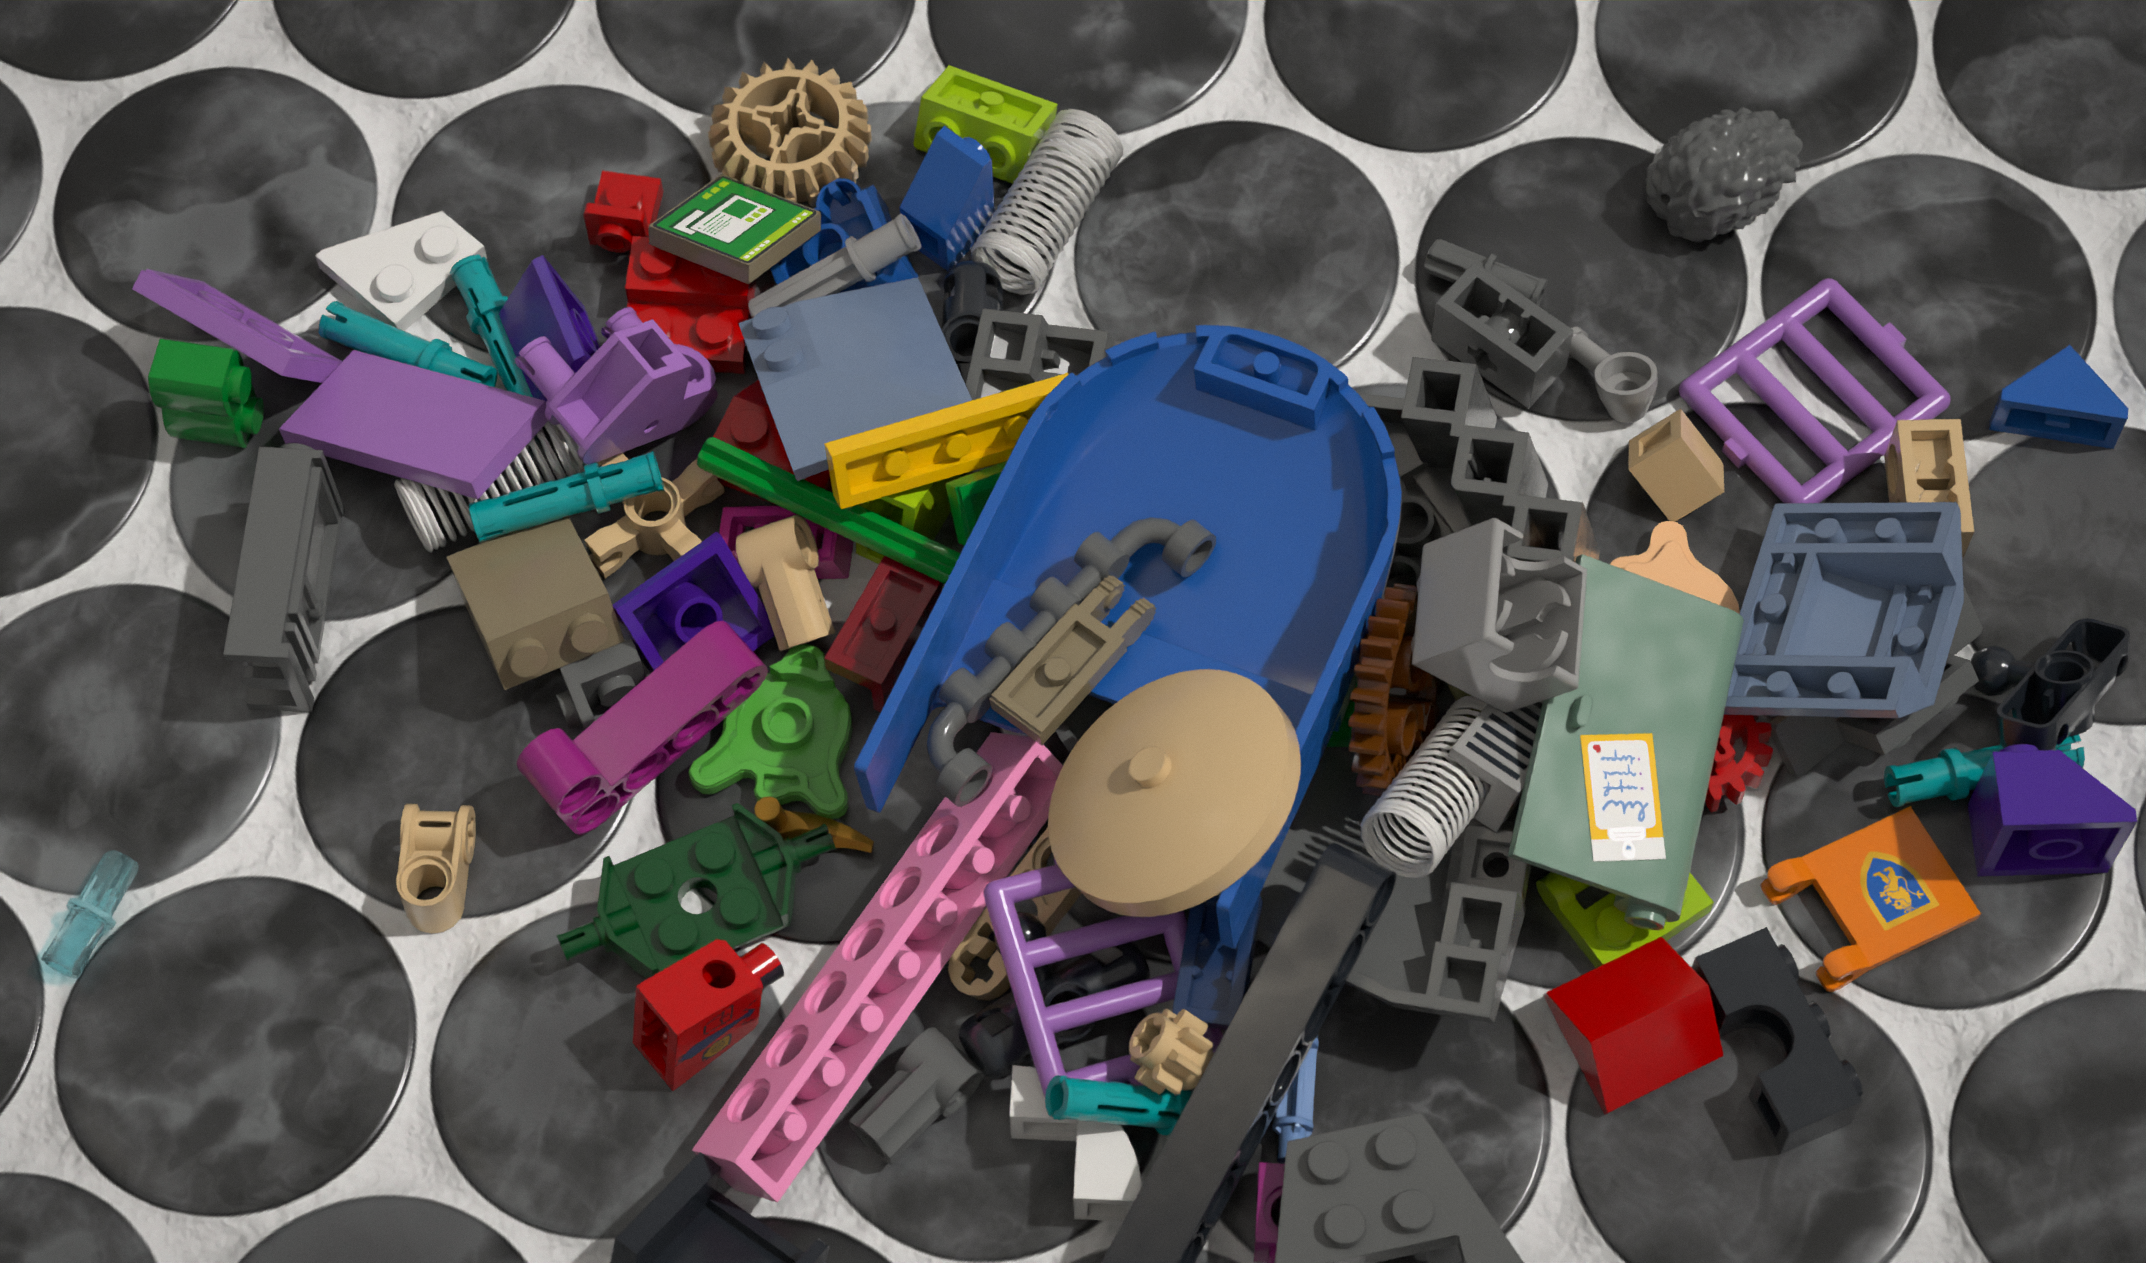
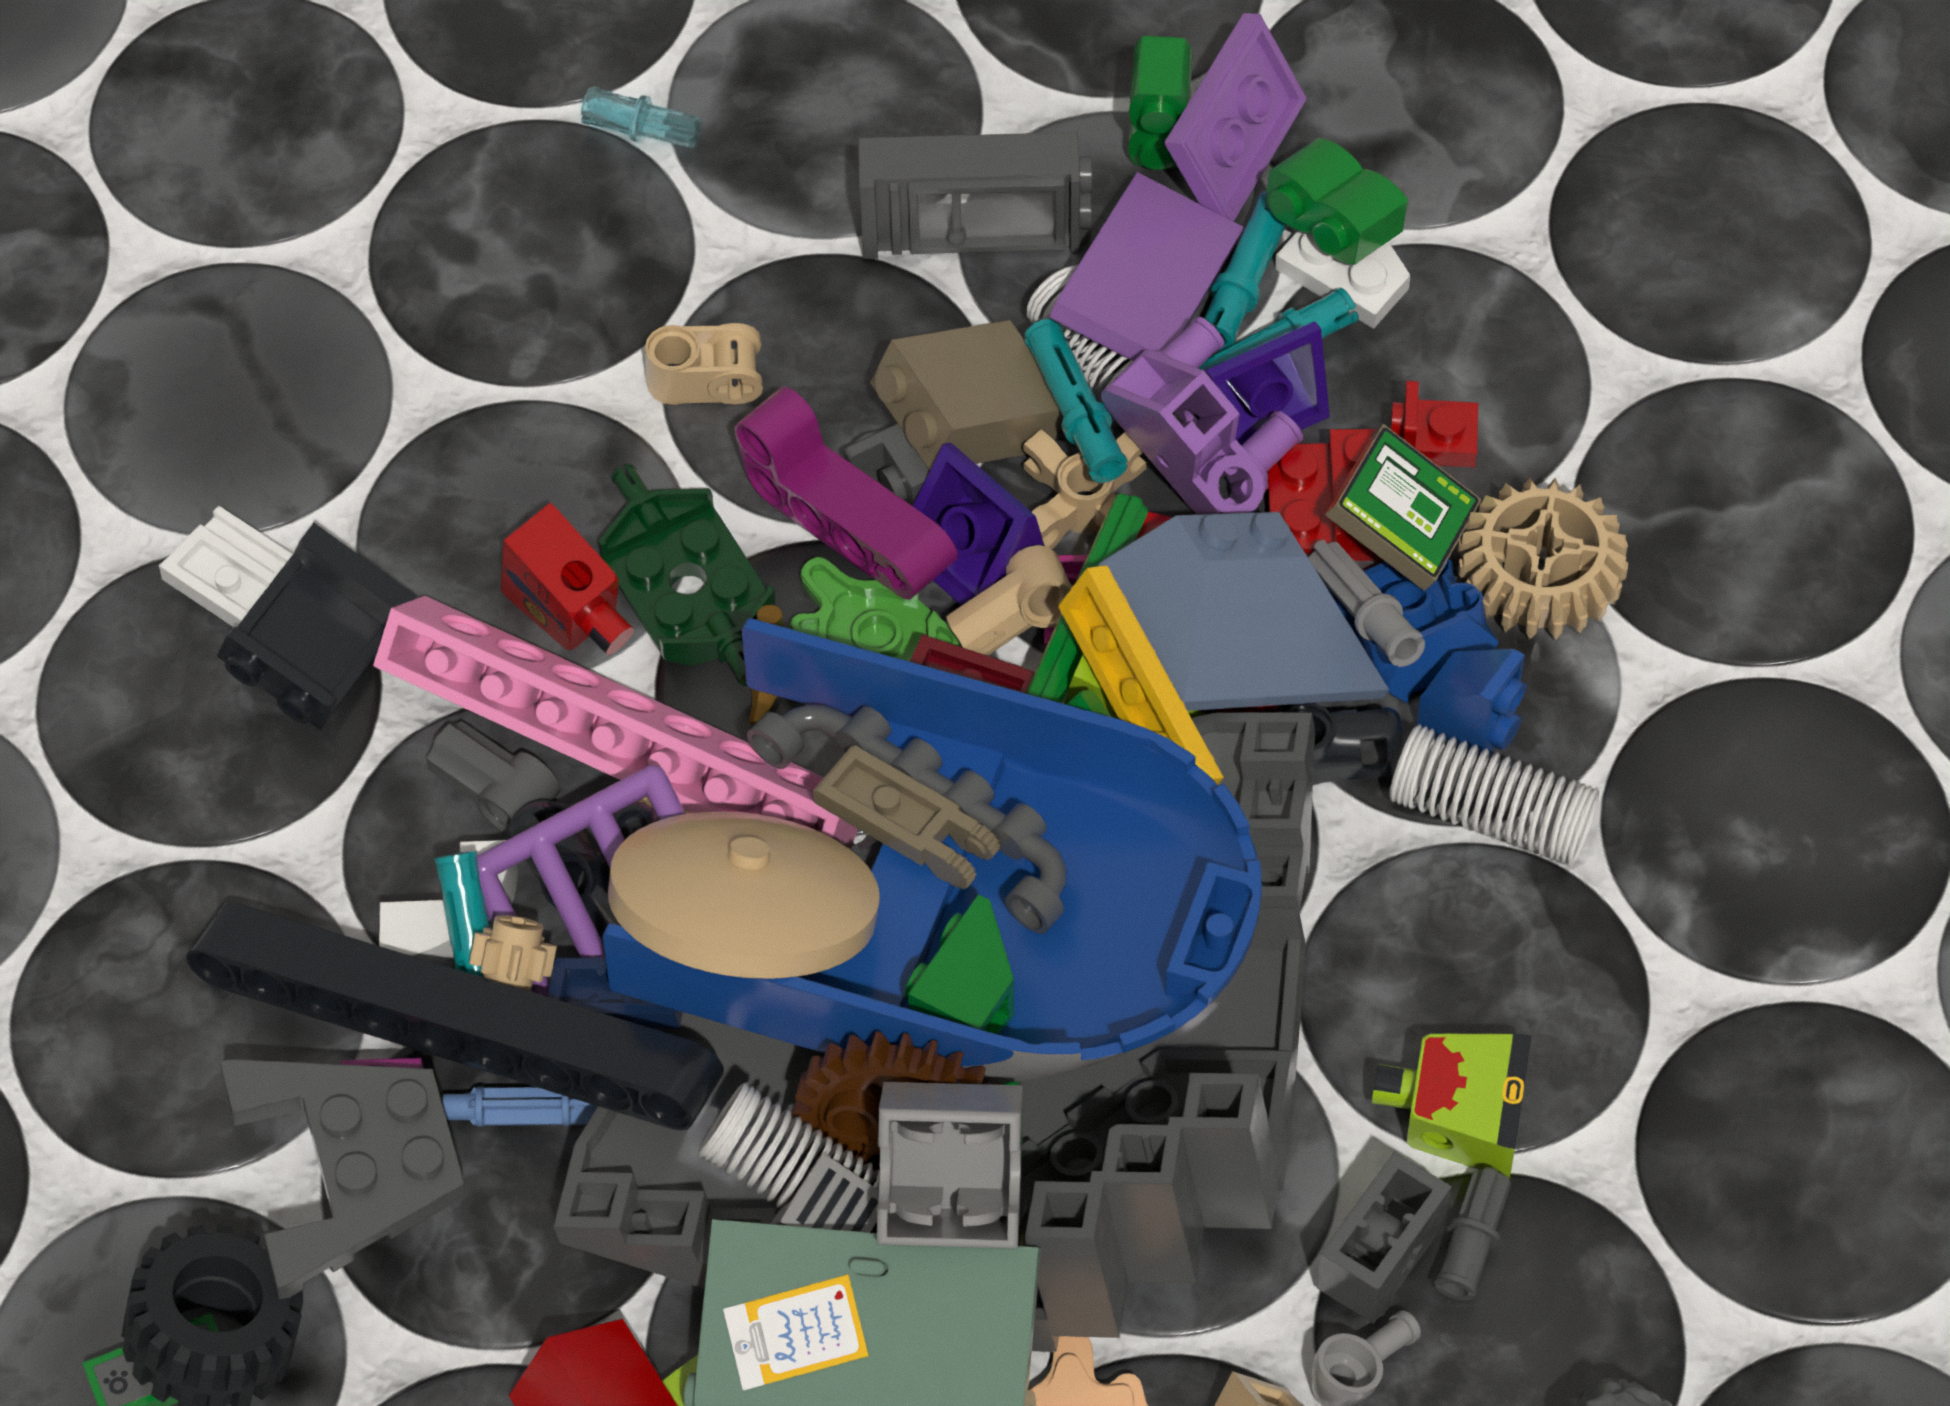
camera: 85 degrees right, 5 degrees down
(360, 249) = (1336, 201): none -> green brick
(993, 114) = (1594, 730): lime bracket -> none
(1279, 604) = (968, 975): none -> green slope
(1357, 263) = (1462, 1097): none -> lime torso

